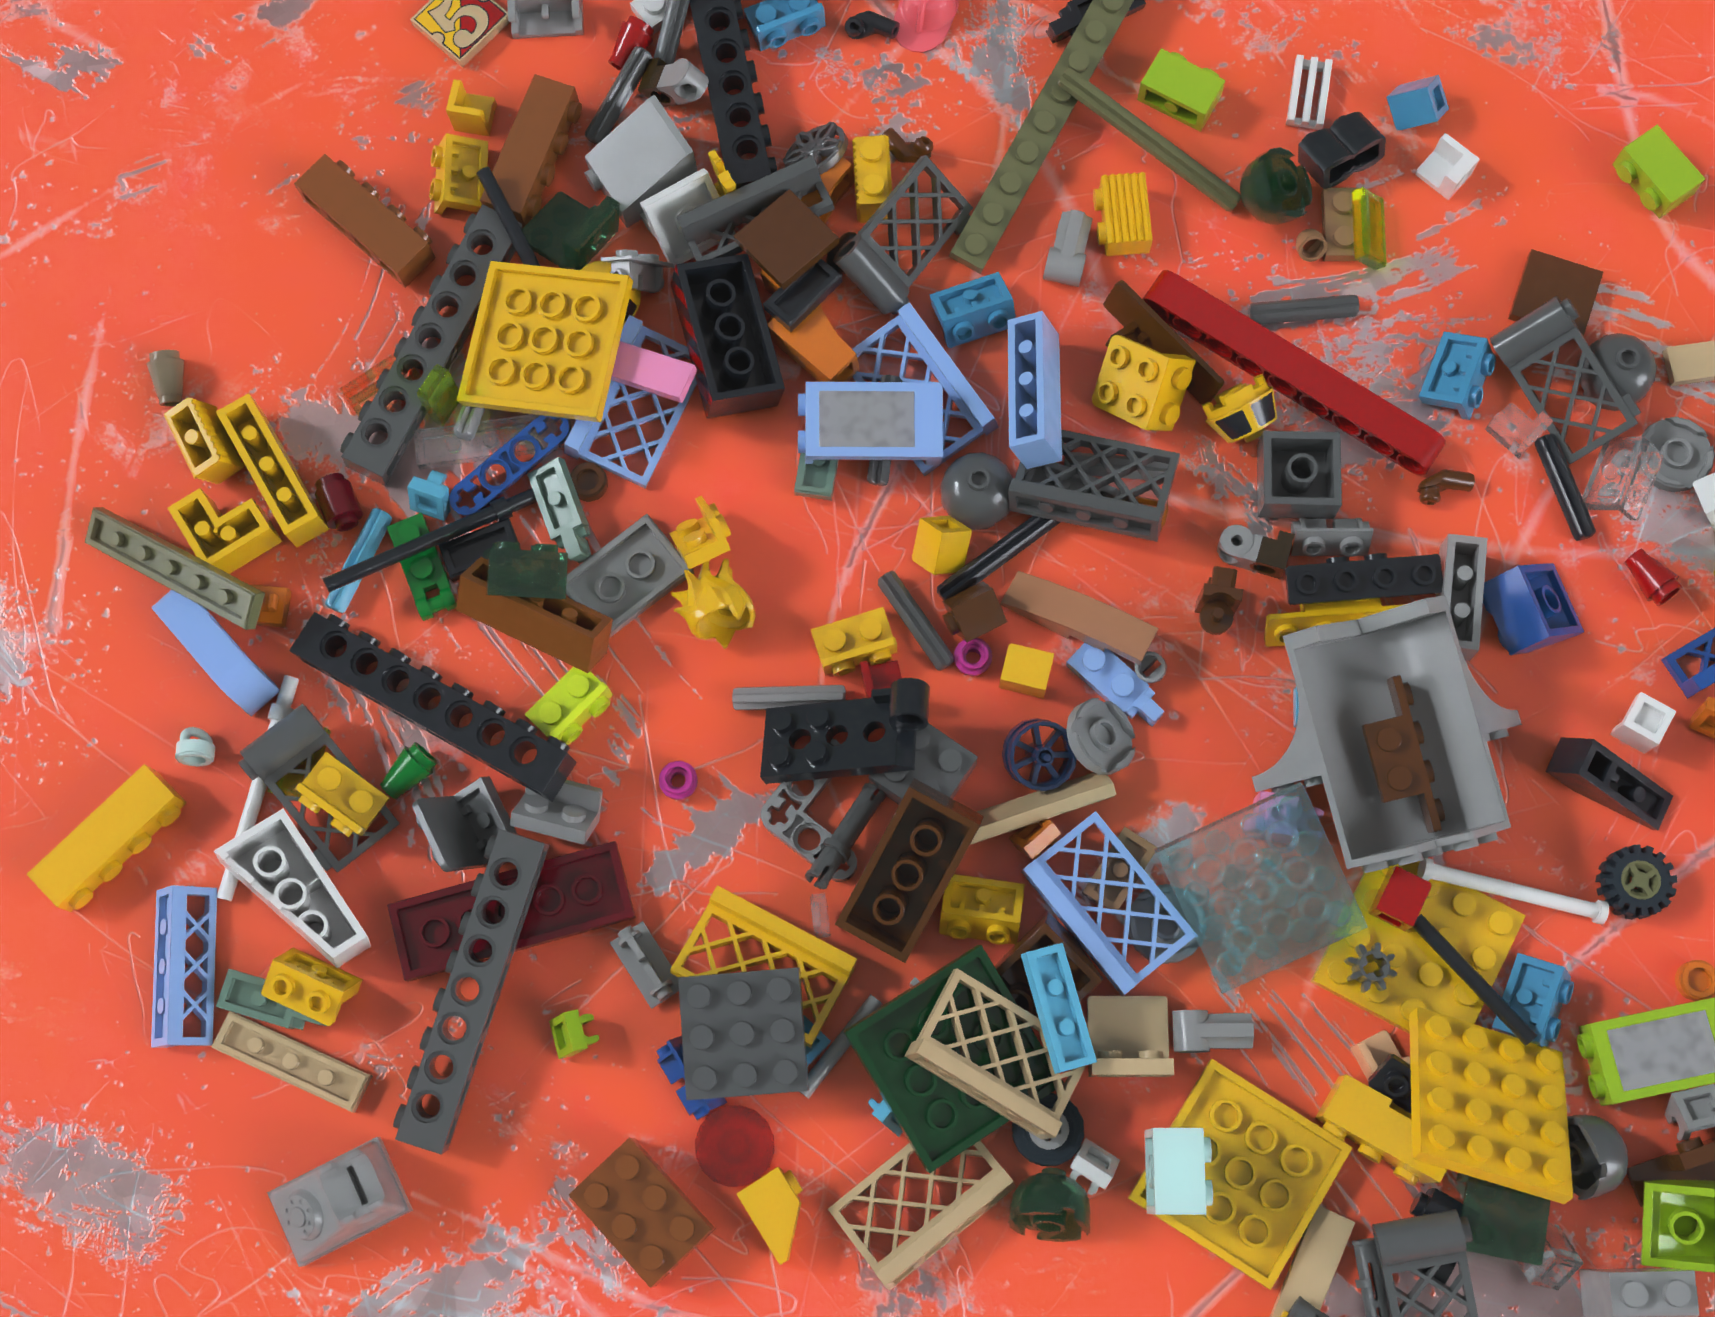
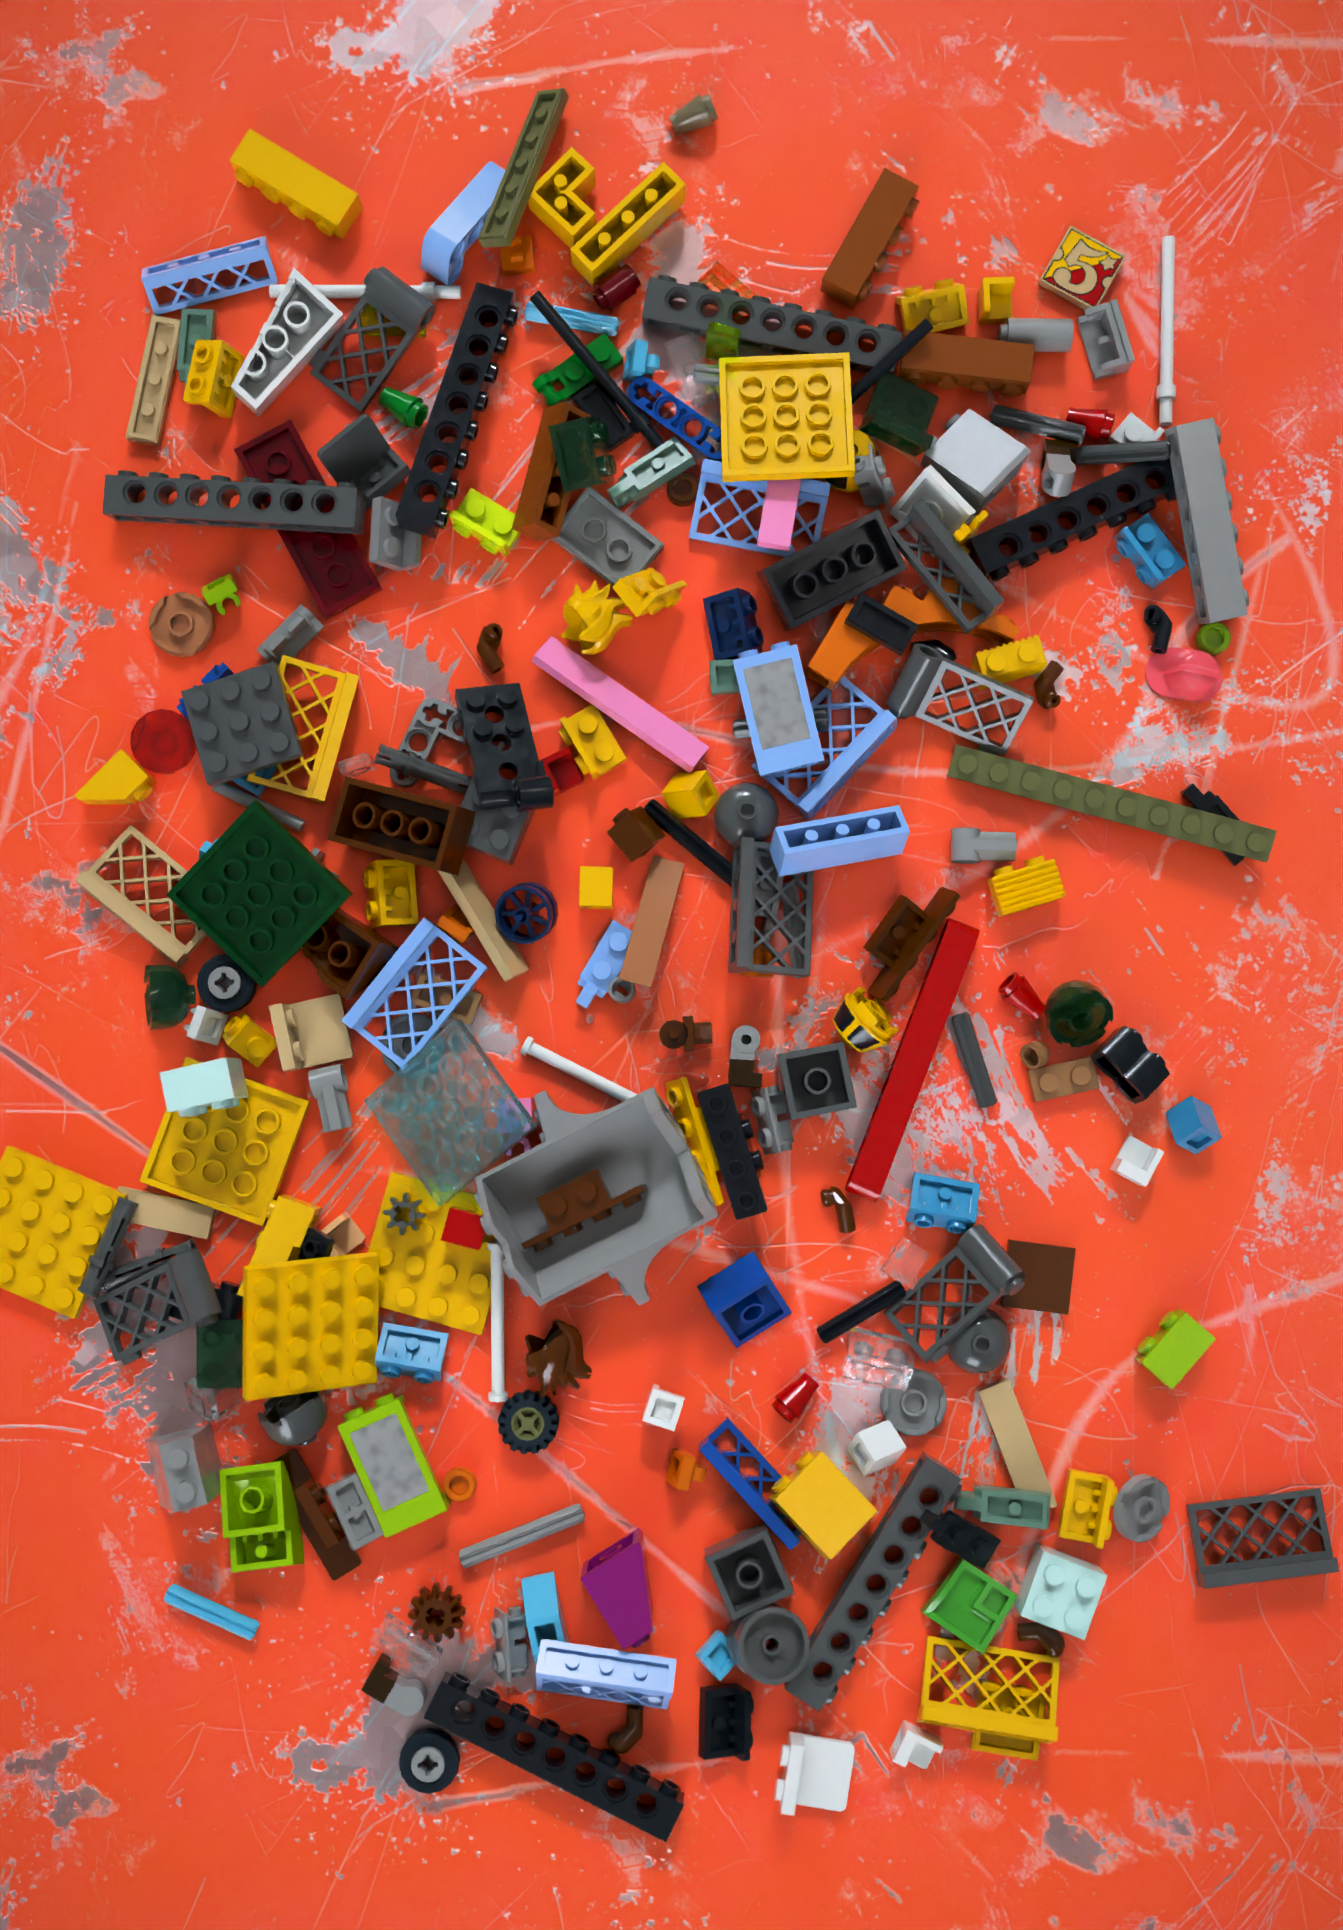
camera: 75 degrees right, 10 degrees up
(195, 751) = (381, 232): light aqua tile -> none
(203, 441) = (640, 158): yellow brick -> none
(339, 1201) = (57, 447): light grey piece -> none
(342, 795) = (366, 357): yellow bracket -> none
(523, 61) = (1044, 333): none -> light grey brick
(597, 1093) = (181, 624): none -> nougat tile
(642, 1212) = (94, 680): dark orange brick -> none
(669, 772) = (440, 617): dark pink plate -> none
(714, 735) = (488, 645): none -> reddish brown arm
(759, 459) = (732, 623): none -> dark blue bracket
(781, 696) = (533, 699): light grey axle -> none
(786, 239) = (923, 597): reddish brown tile -> none
(819, 600) = (620, 704): none -> bright pink tile
(820, 144) = (1023, 607): flat silver wheel -> none
(915, 620) = (621, 788): dark grey axle -> none
(973, 309) = (908, 775): dark azure bracket -> none
(976, 645) = (592, 835): dark pink plate -> none
(978, 1082) = (238, 921): tan fence -> none
(1058, 1008) = (312, 967): medium azure plate -> none
(1100, 736) = (552, 959): light grey tile -> none
(1120, 1117) = (249, 1039): none -> yellow bracket
(1142, 384) = (865, 932): yellow bracket -> none
(1149, 139) = (1099, 892): olive axle -> none
(1181, 89) = (1158, 913): lime brick -> none
(1238, 734) = (575, 1070): none -> white bar
(1240, 246) = (1021, 995): none -> red cone
(1313, 66) = (1211, 1026): white tile -> none
(1369, 228) = (1061, 1102): clear neon green tile -> none
(1463, 585) = (739, 1235): light grey brick -> none
(1474, 980) = (414, 1299): black bar -> none
(1567, 829) = (557, 1358): none -> reddish brown hair
(1609, 780) = (607, 1387): black slope -> none

